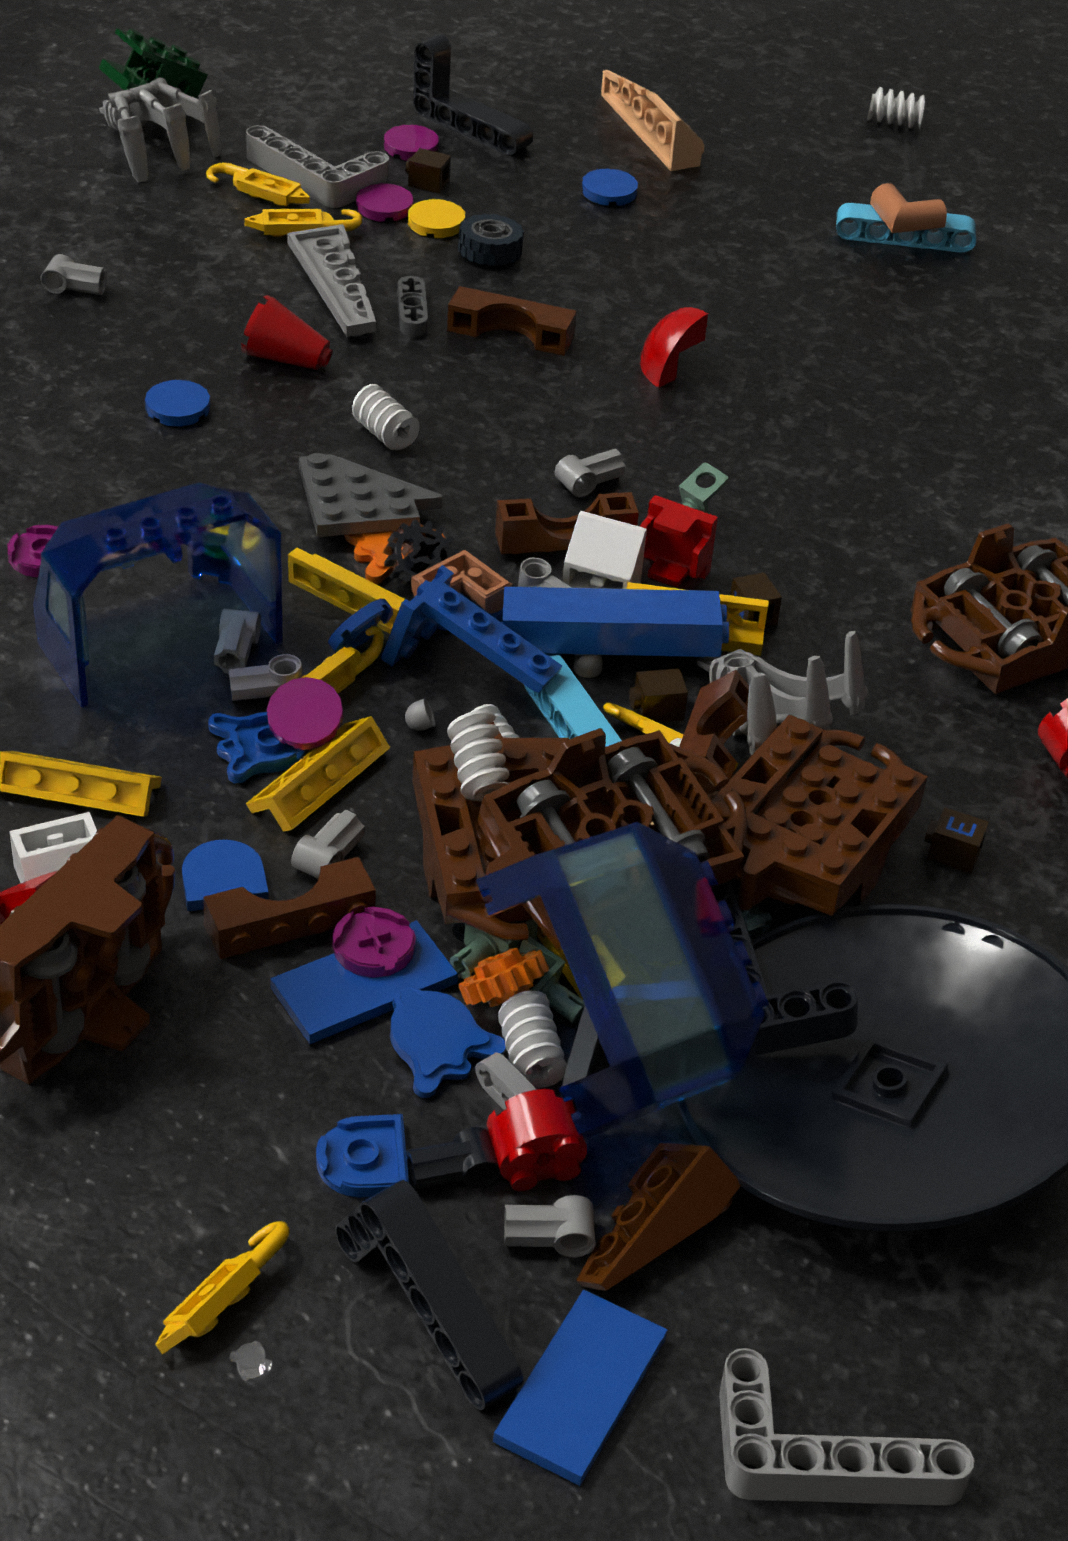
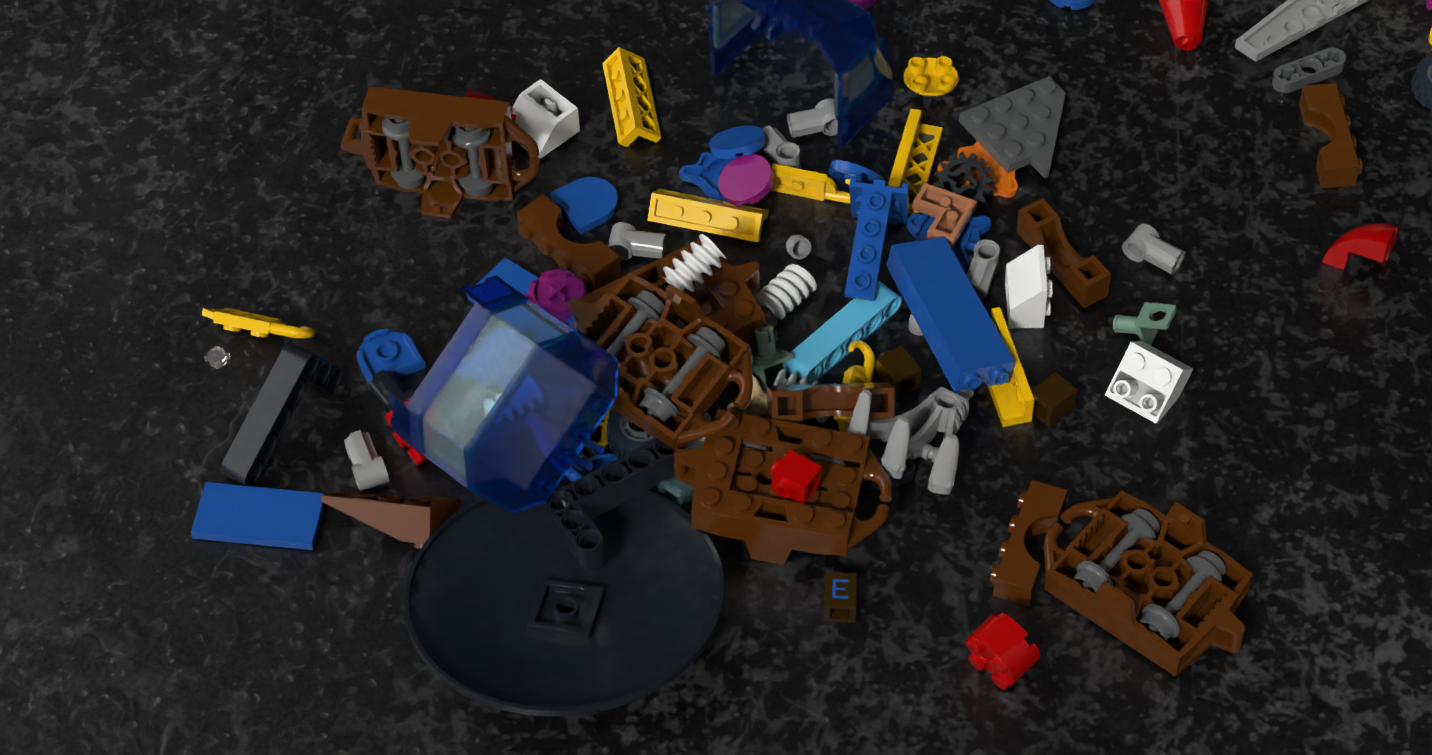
camera: 75 degrees right, 10 degrees up
(241, 699) = (737, 140): none -> blue tile
(385, 417) = (1128, 104): white piece -> none
(678, 541) = (1076, 307): red panel -> none
(764, 531) = (1148, 381): none -> white slope
(826, 1455) = (242, 613): light grey beam -> none
(835, 781) = (795, 477): none -> red brick
(971, 699) = (1018, 572): none -> reddish brown arch

